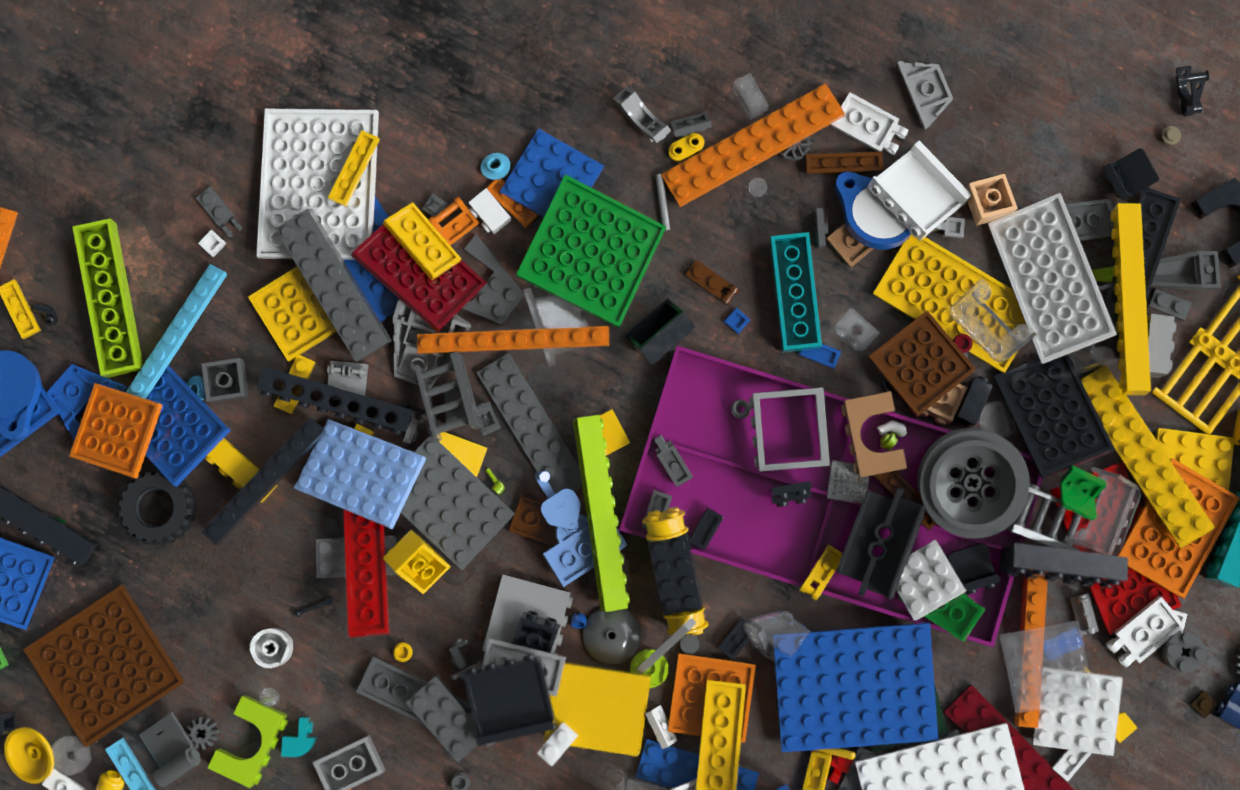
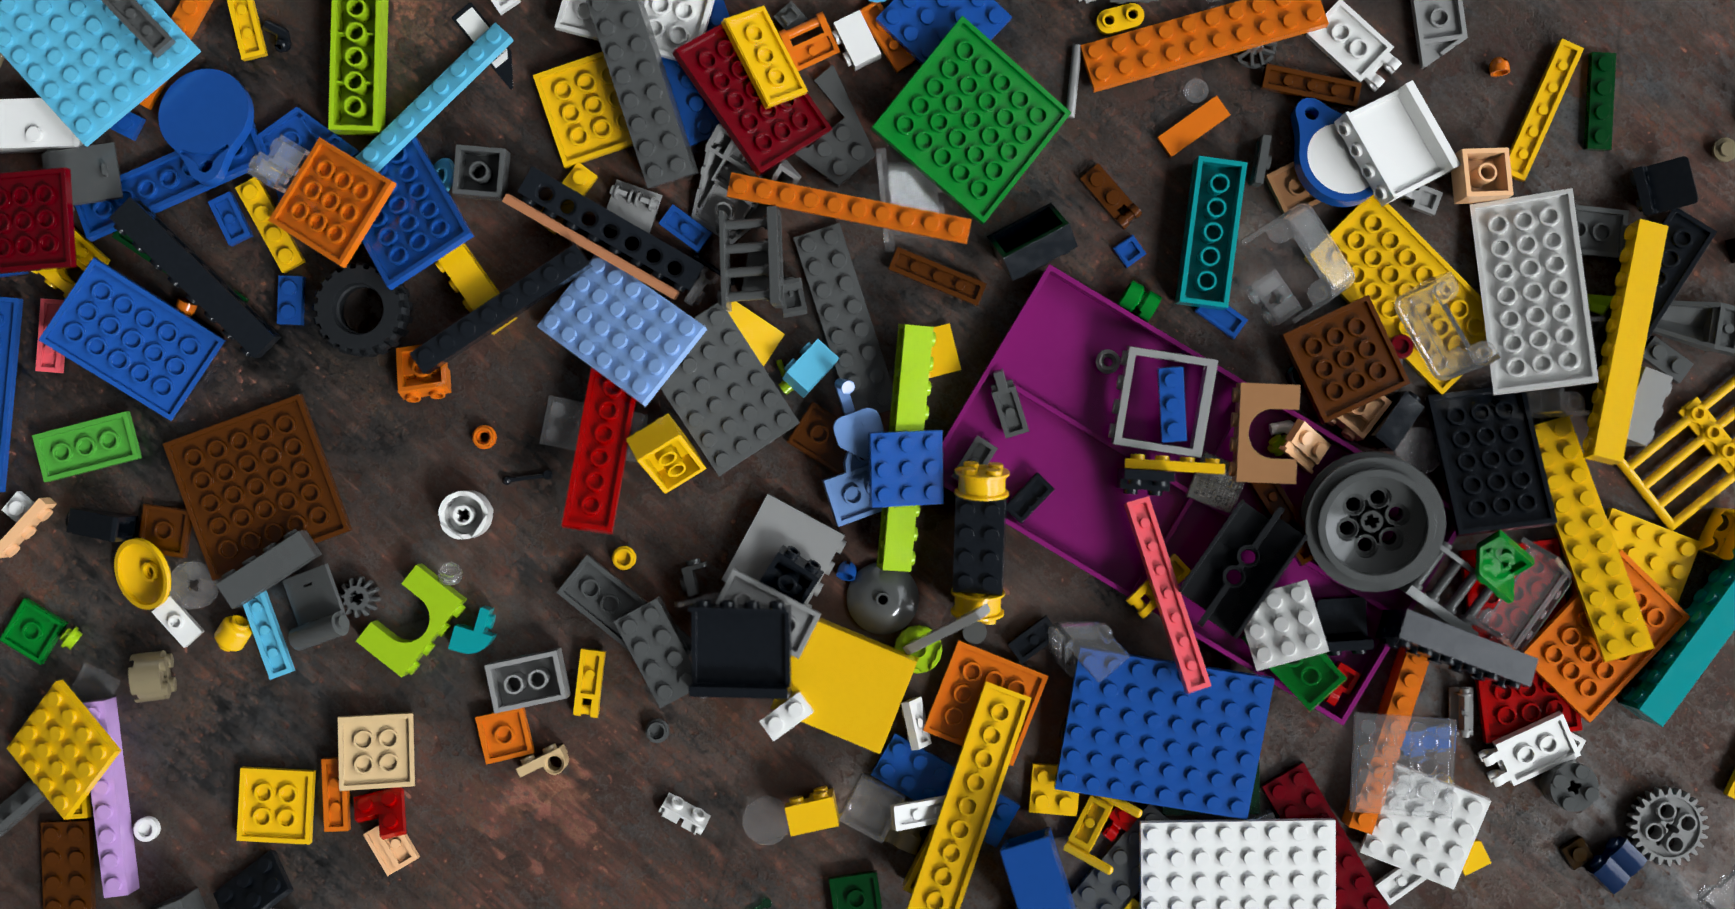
camera: 15 degrees right, 5 degrees up
(19, 538) = (186, 306): none -> orange hinge
(39, 462) = (230, 218): none -> blue plate
(40, 715) = (167, 529): none -> reddish brown tile
(69, 412) = (280, 165): none -> clear brick
(78, 469) = (277, 240): none -> yellow plate
(99, 514) = (291, 300): none -> blue plate
(127, 727) = (269, 568): none -> dark grey brick
(195, 269) = (473, 26): none -> sticker
(209, 554) = (415, 384): none -> orange plate
(266, 584) = (476, 437): none -> orange plate
(322, 416) = (591, 246): none -> nougat tile
(391, 385) = (685, 228): none -> blue plate
(398, 756) = (589, 682): none -> yellow plate
(513, 469) = (810, 367): none -> medium azure brick
(594, 375) = (937, 276): none -> reddish brown plate
(604, 528) = (905, 468): none -> blue plate
(754, 357) = (1138, 301): none -> green wheel
(762, 214) = (1193, 126): none -> orange tile
(780, 762) = (1047, 799): none -> yellow plate
(796, 429) = (1171, 404): none -> blue plate
(818, 474) = (1163, 463): none -> yellow plate
(829, 578) = (1166, 595): none -> coral plate
(879, 284) = (1318, 247): none -> clear windscreen
(908, 437) = (1305, 446): none -> light nougat plate
(983, 114) = (1499, 67): none -> orange hinge
(987, 616) = (1347, 686): none -> red plate
(1024, 138) = (1543, 108): none -> yellow plate
(1067, 122) = (1600, 101): none -> dark green plate

